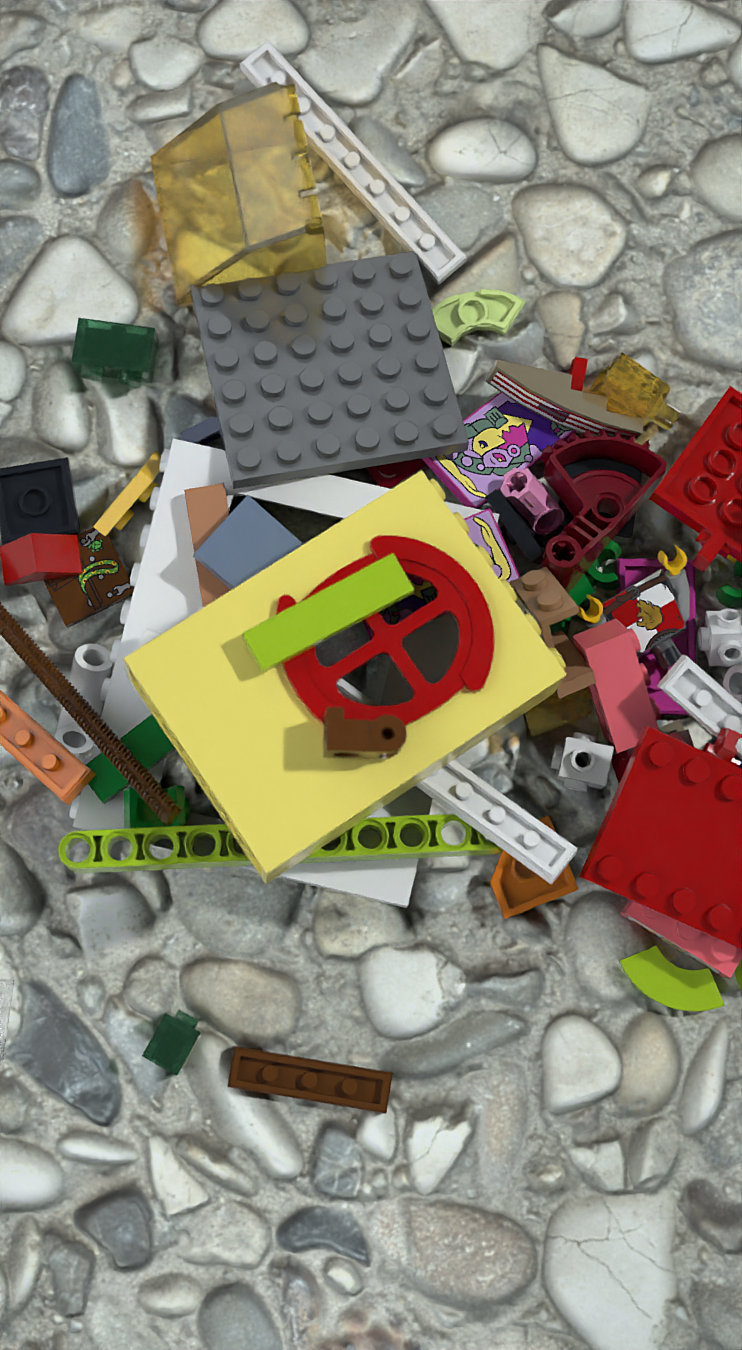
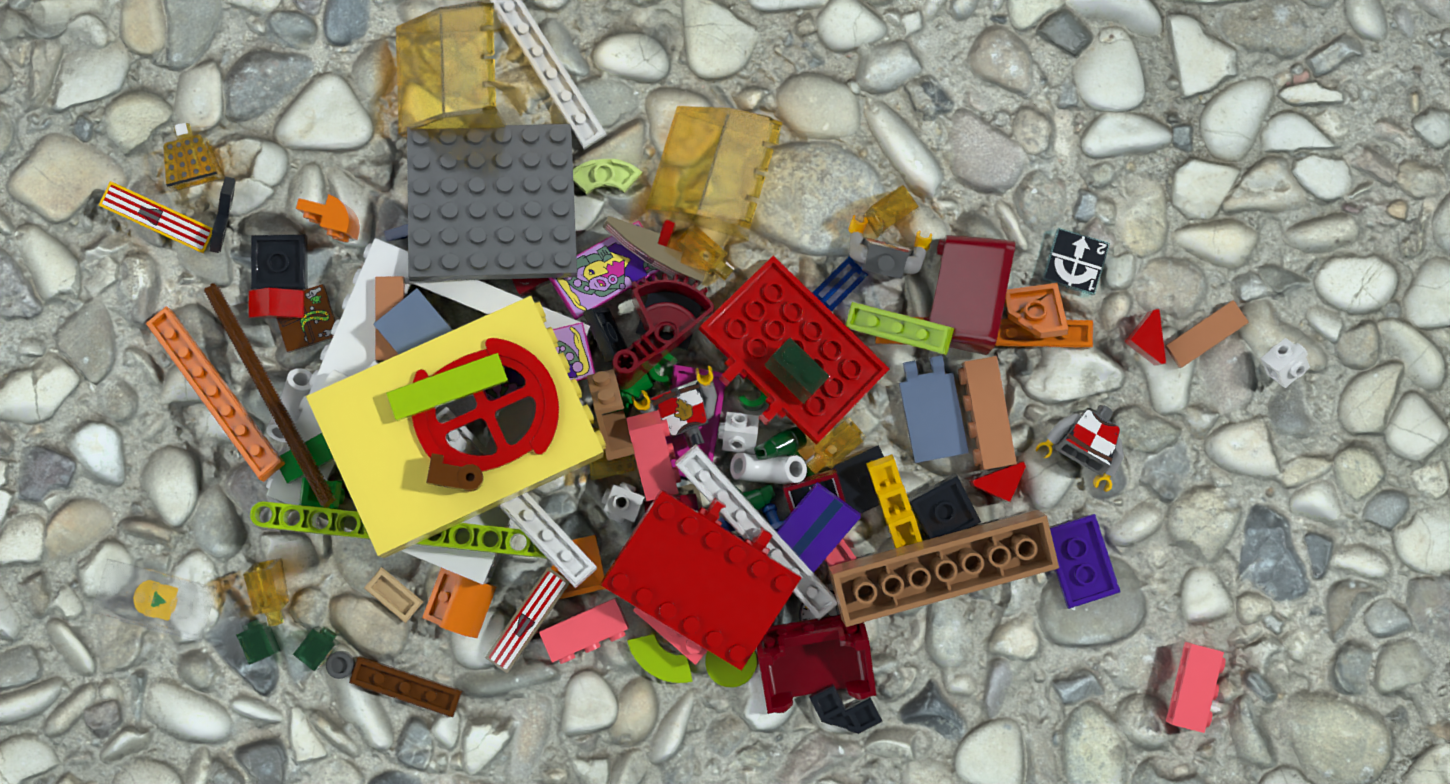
camera: 10 degrees right, 5 degrees up
(86, 1046) = (257, 641): none -> clear green brick
(89, 952) = (267, 589): none -> clear yellow torso
(105, 421) = (334, 217): none -> orange brick
(114, 351) = (349, 164): clear green brick -> none
(139, 488) = (348, 265): yellow wing -> none
(209, 1062) = (340, 664): none -> dark grey tile
(271, 948) = (393, 595): none -> tan tile
(369, 943) = (459, 603): none -> orange brick
(472, 953) = (527, 620): none -> slope
(532, 500) = (619, 316): bright pink piece -> none
(558, 956) = (585, 631): none -> coral brick
(633, 273) = (713, 167): none -> clear yellow windscreen

